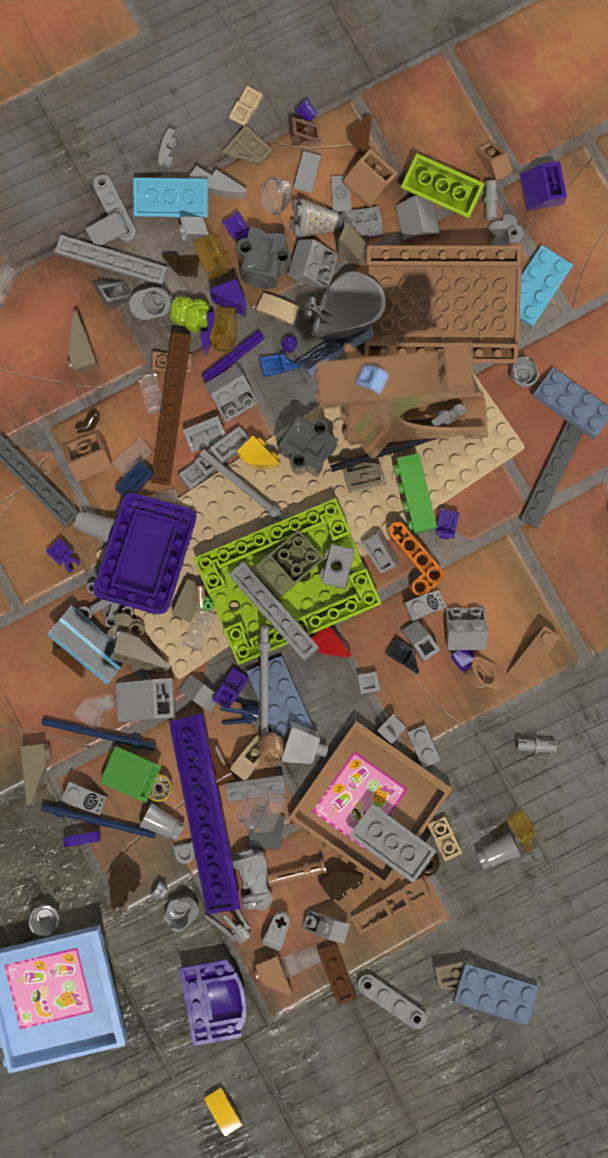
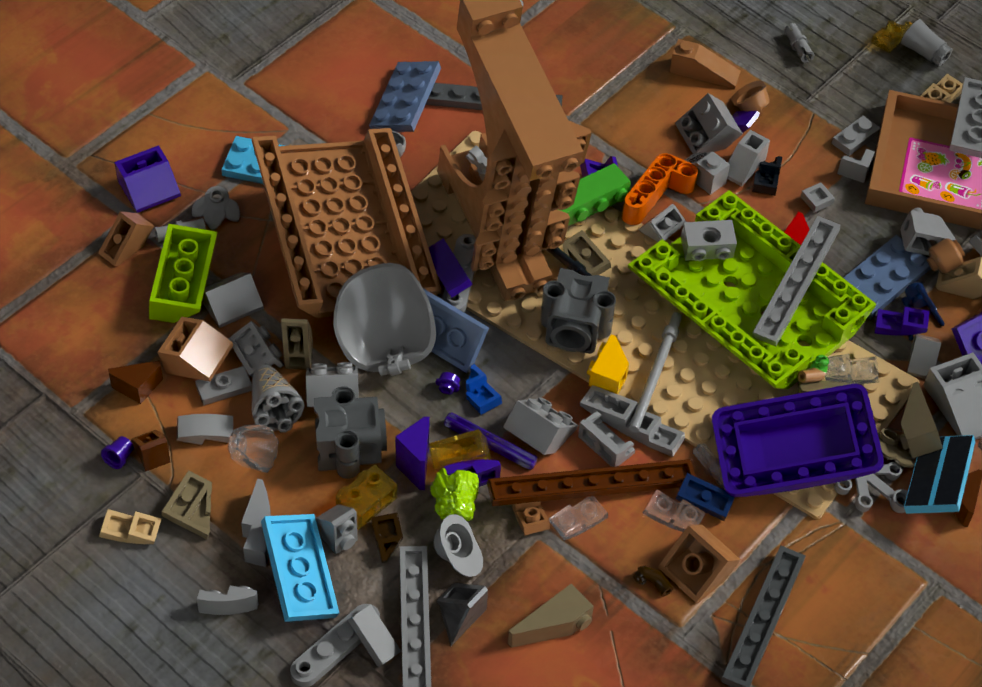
camera: 115 degrees left, 30 degrees down
(61, 554) = (841, 550): dark purple plate -> none
(94, 525) = (785, 518): light grey plant -> none
(236, 227) = (315, 481): dark purple bracket -> none
(264, 647) = (844, 276): light grey bar -> none
(278, 308) = (405, 407): tan slope -> none
(287, 564) = (734, 286): olive slope -> none
(372, 378) = (533, 100): light blue slope -> none

